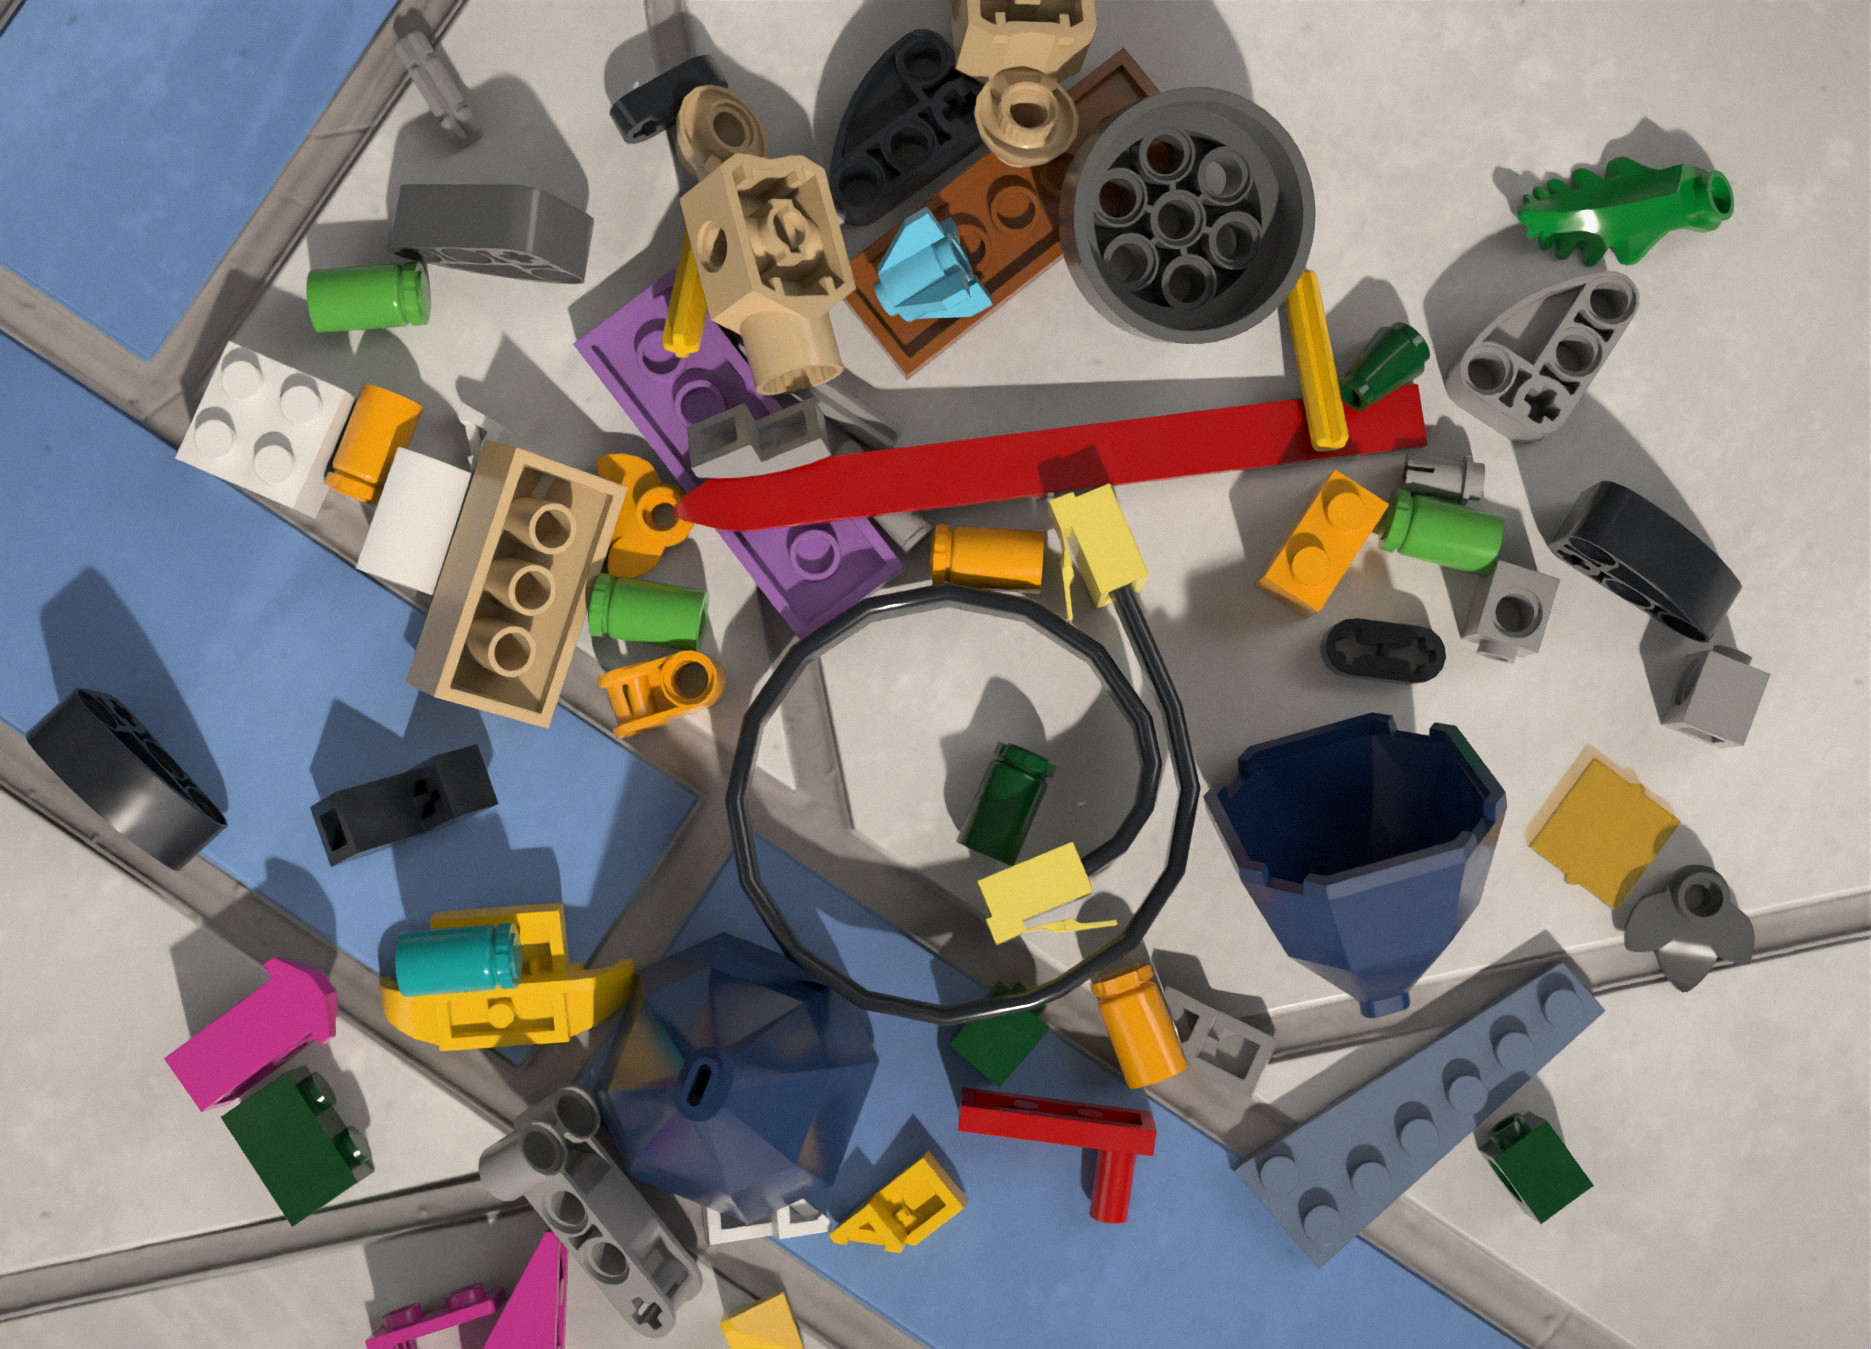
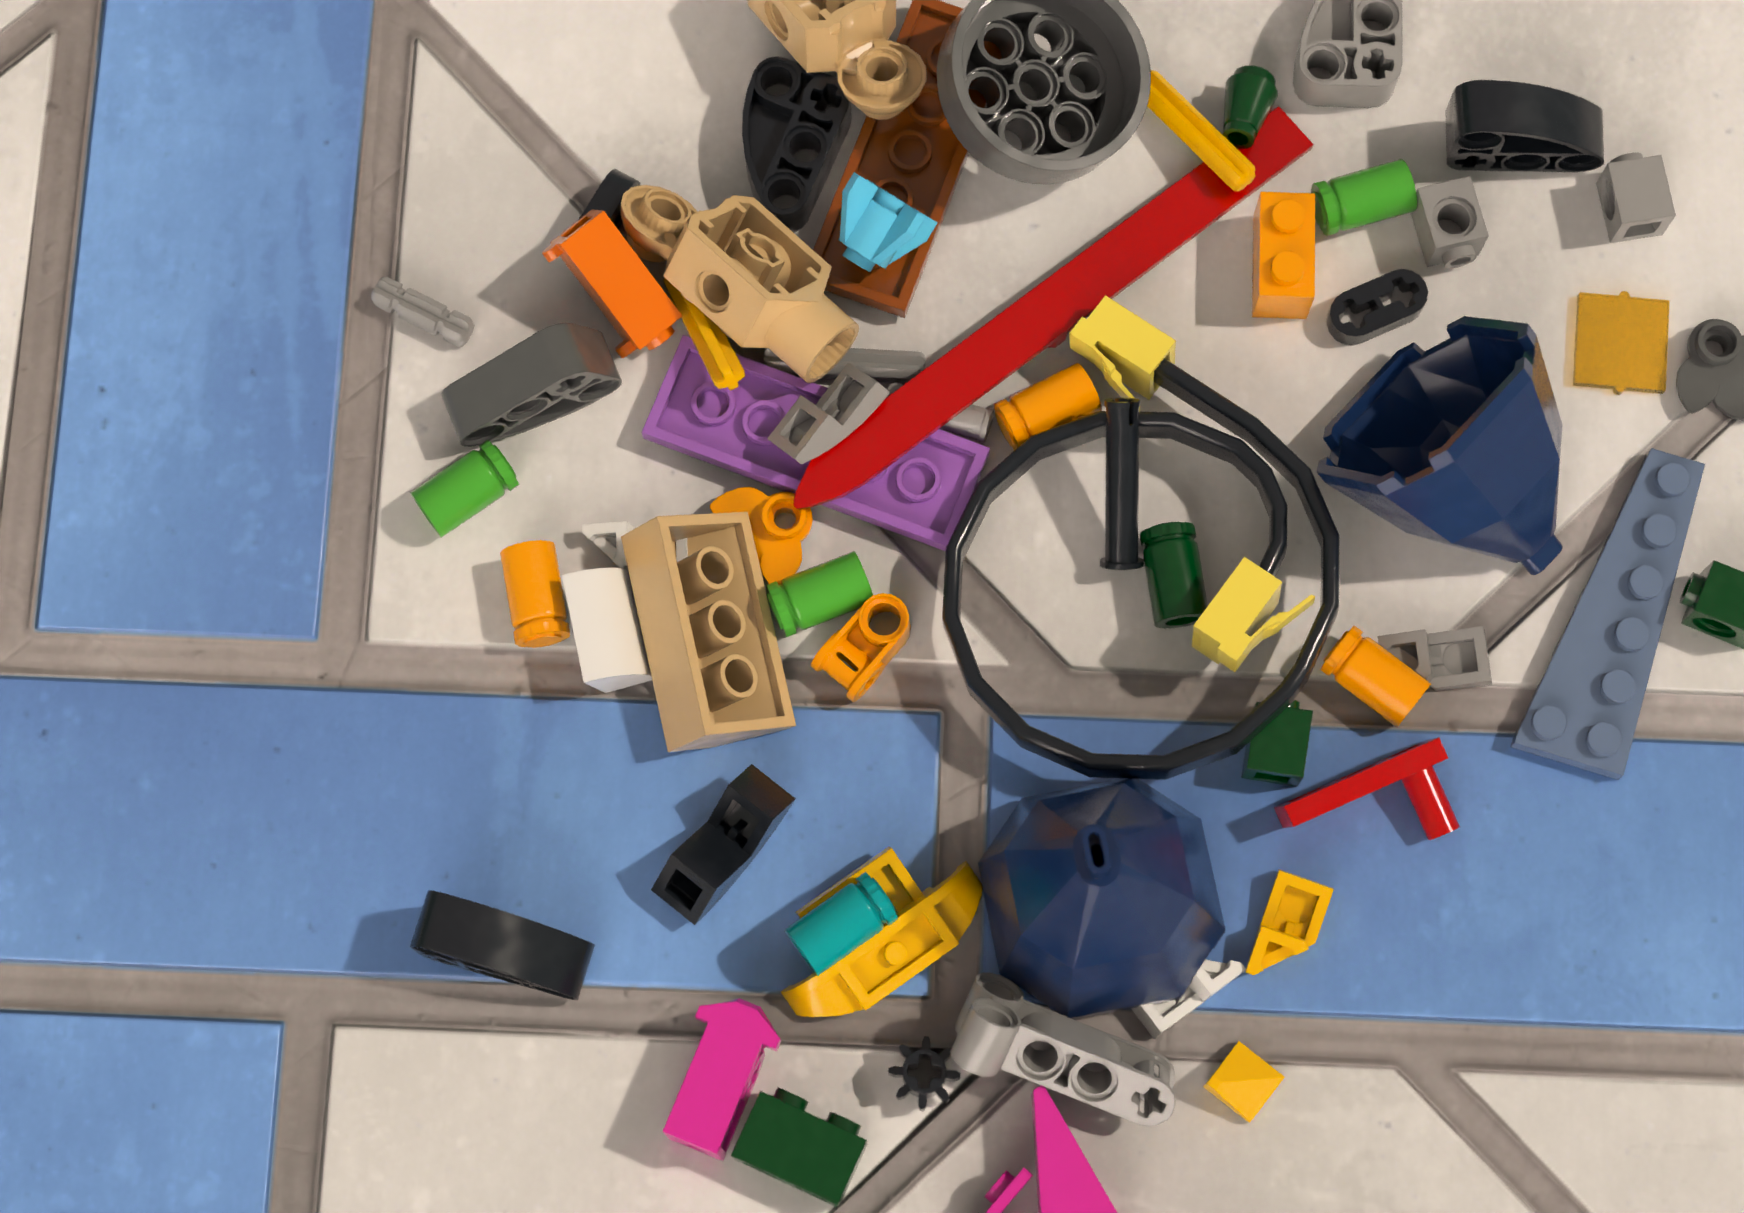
camera: 30 degrees left, 10 degrees down
(268, 429) = (451, 627): white brick -> none
(443, 1143) = (912, 1063): none -> black gear
(633, 174) = (616, 281): none -> orange brick
(1006, 686) = (1122, 485): none -> black pin
(1444, 478) = (1341, 158): light grey pin -> none

